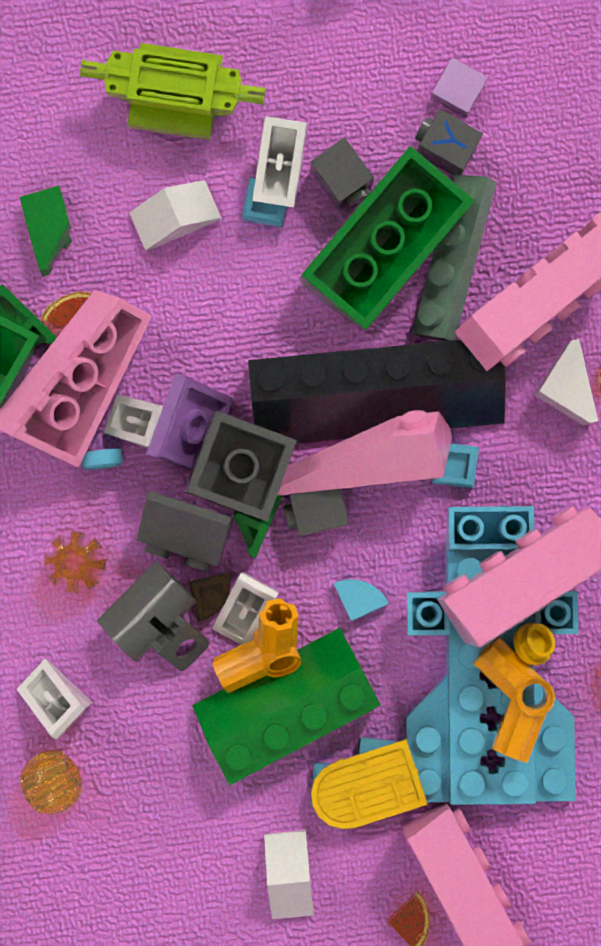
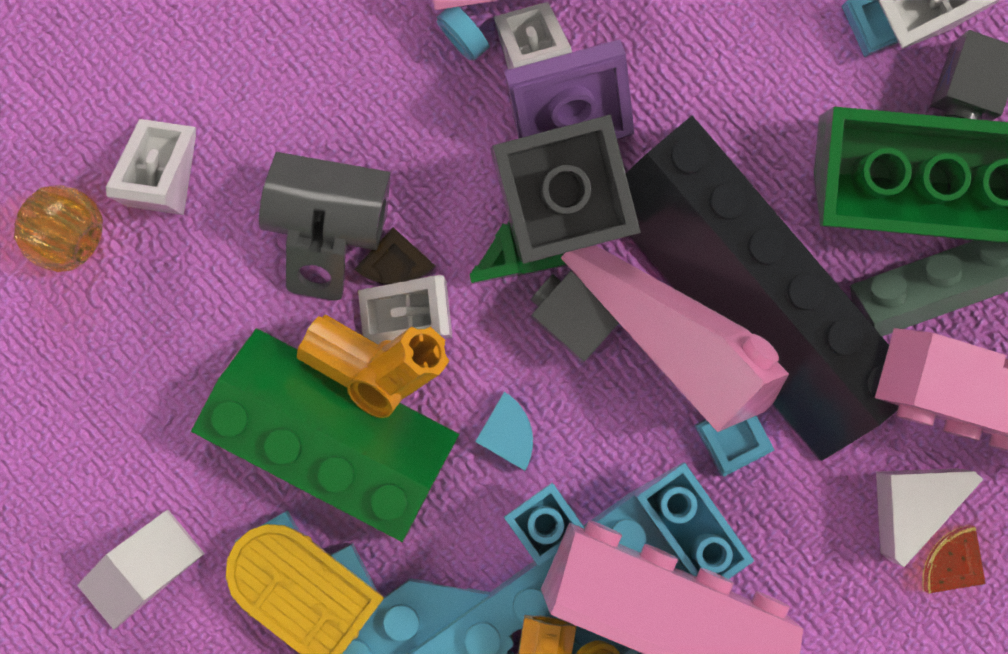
camera: 55 degrees right, 0 degrees up
(85, 569) = (327, 64): piece -> none
(183, 530) = (447, 177): dark grey slope -> none

